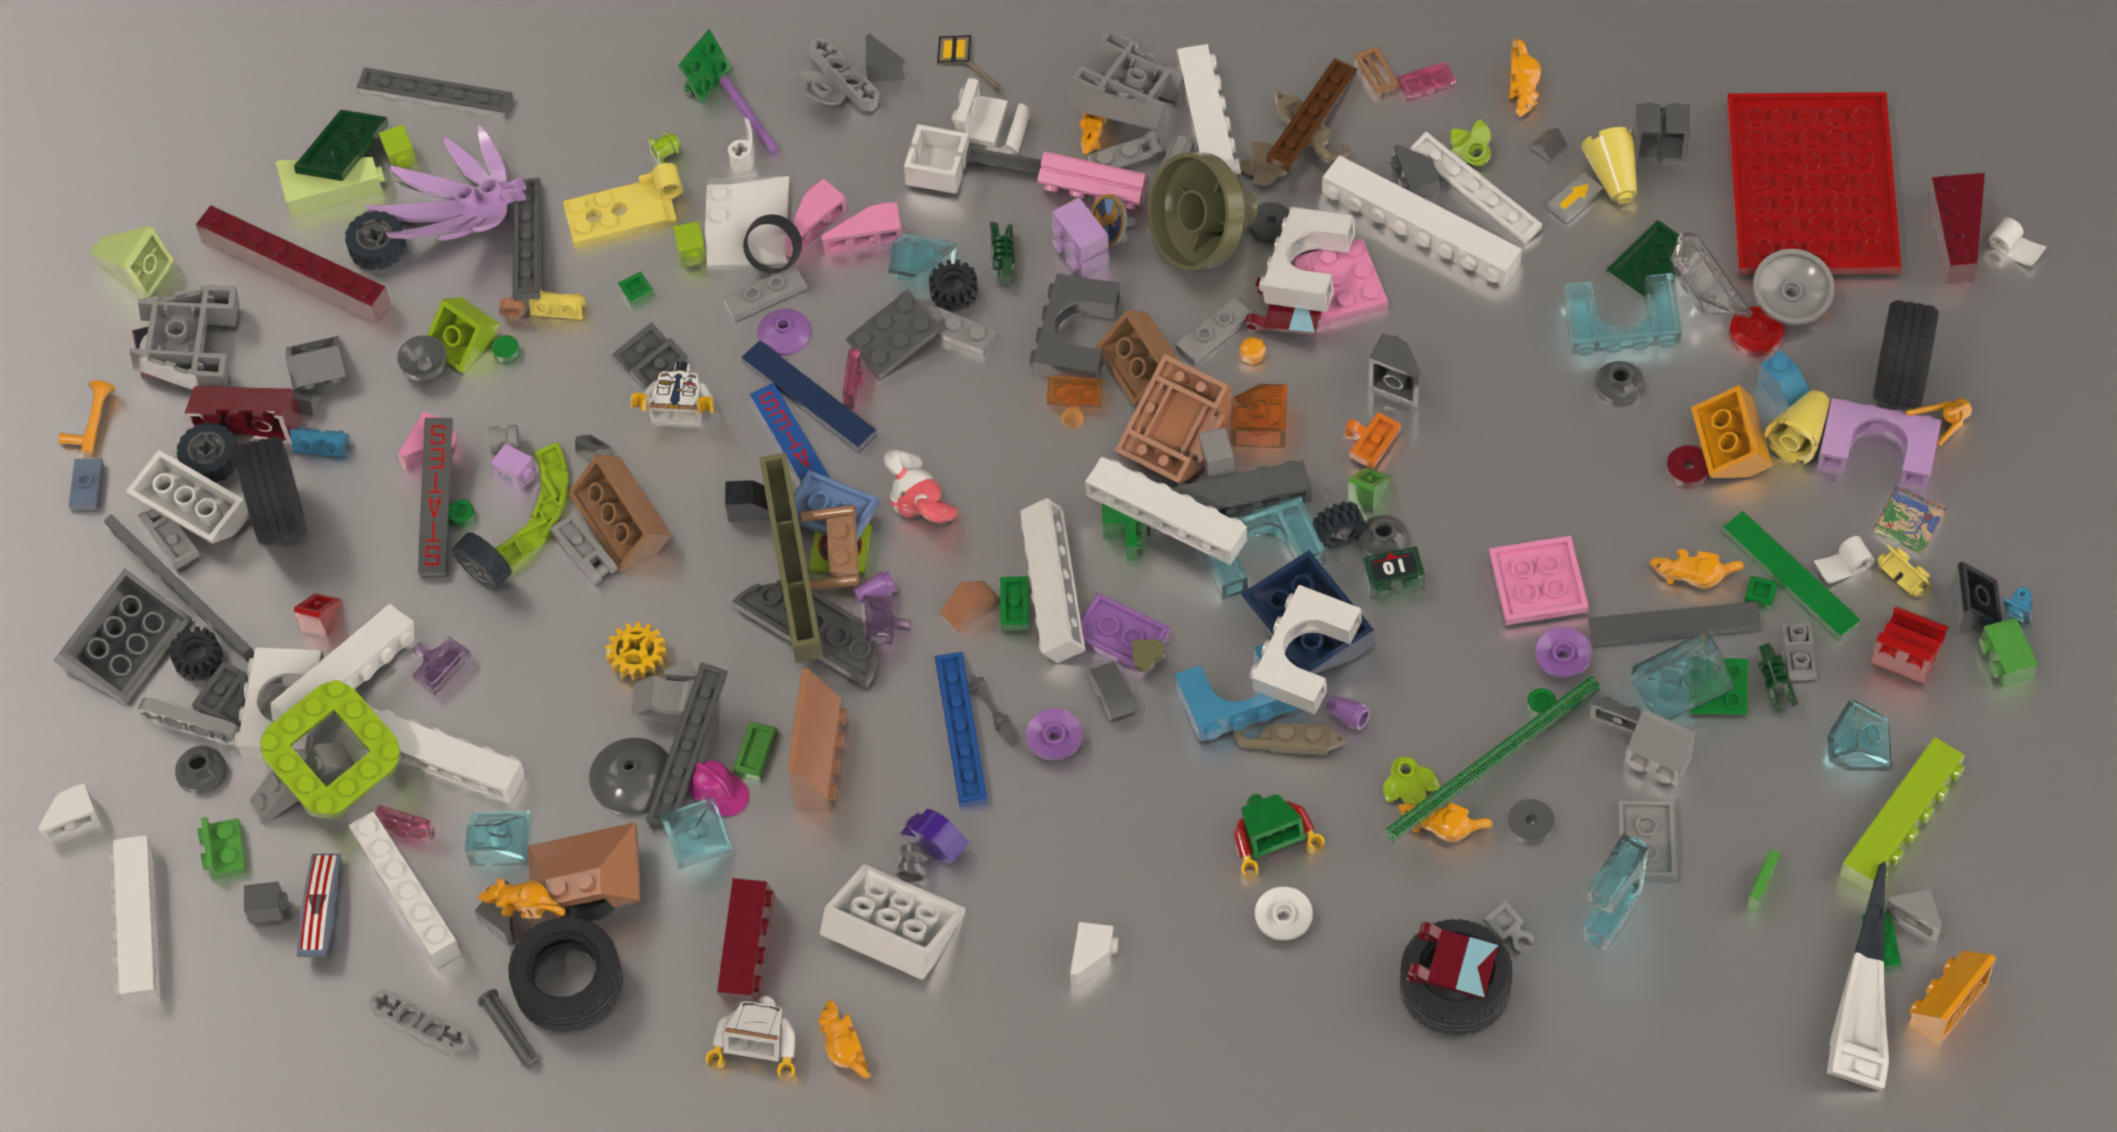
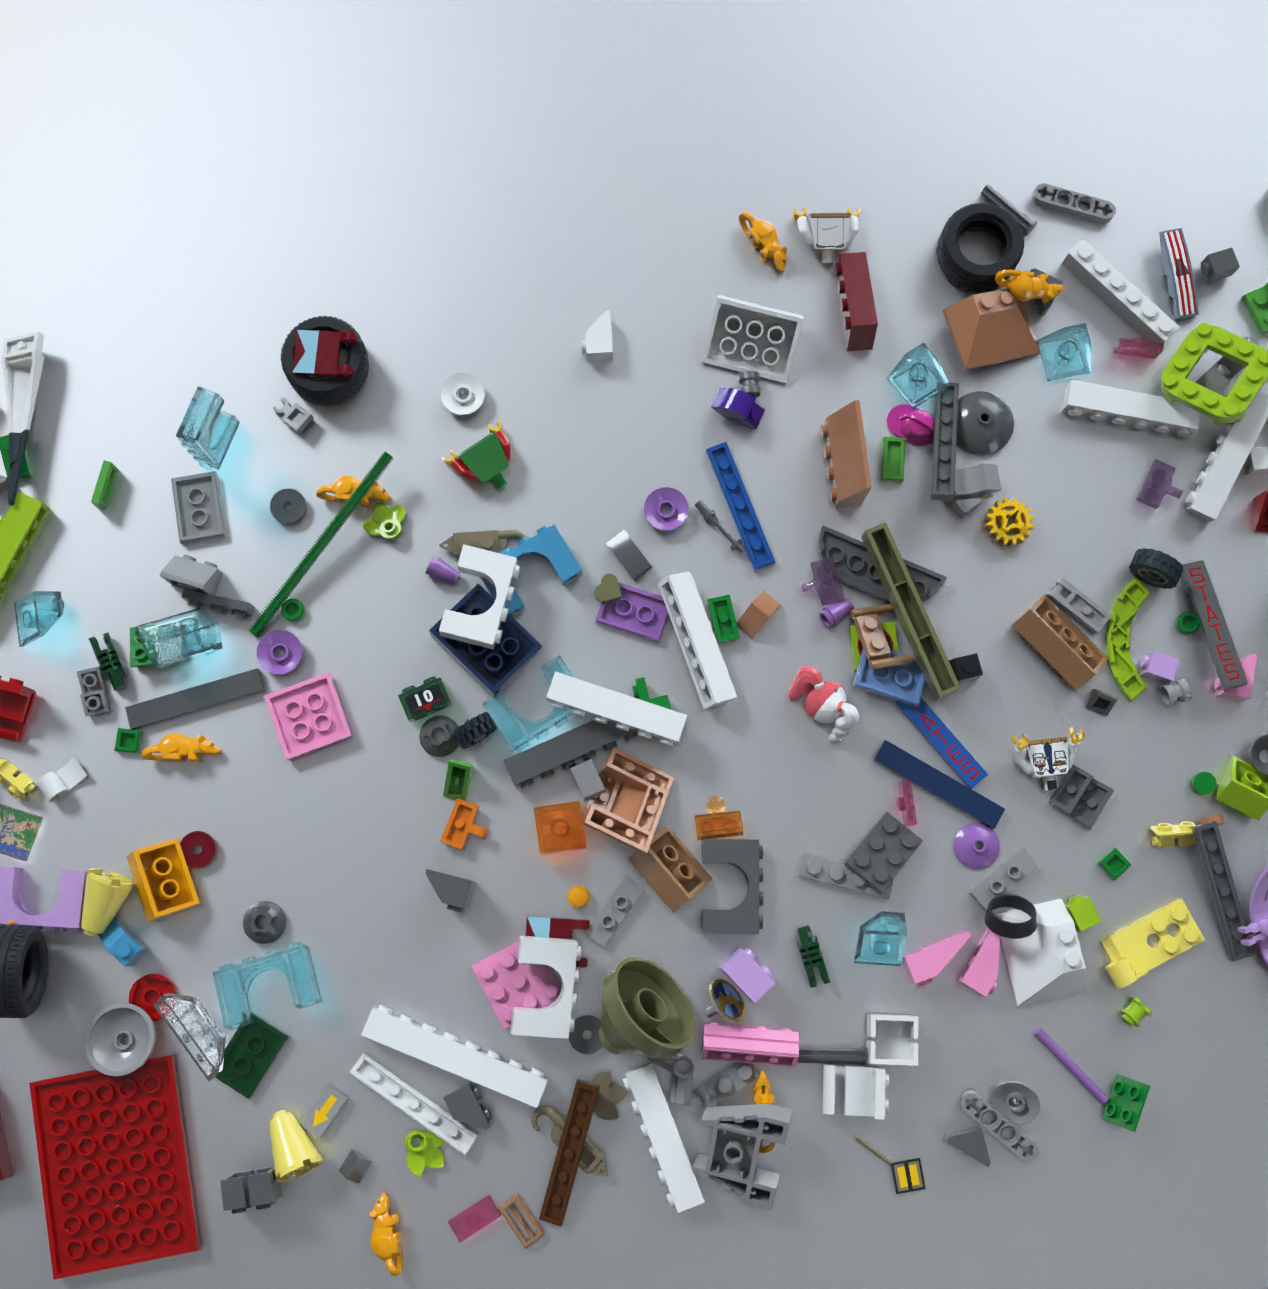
camera: 160 degrees right, 20 degrees up
(742, 152) = (1059, 1022): white panel -> none
(953, 272) = (831, 914): black tyre -> none
(1791, 575) = (105, 761): green tile -> none

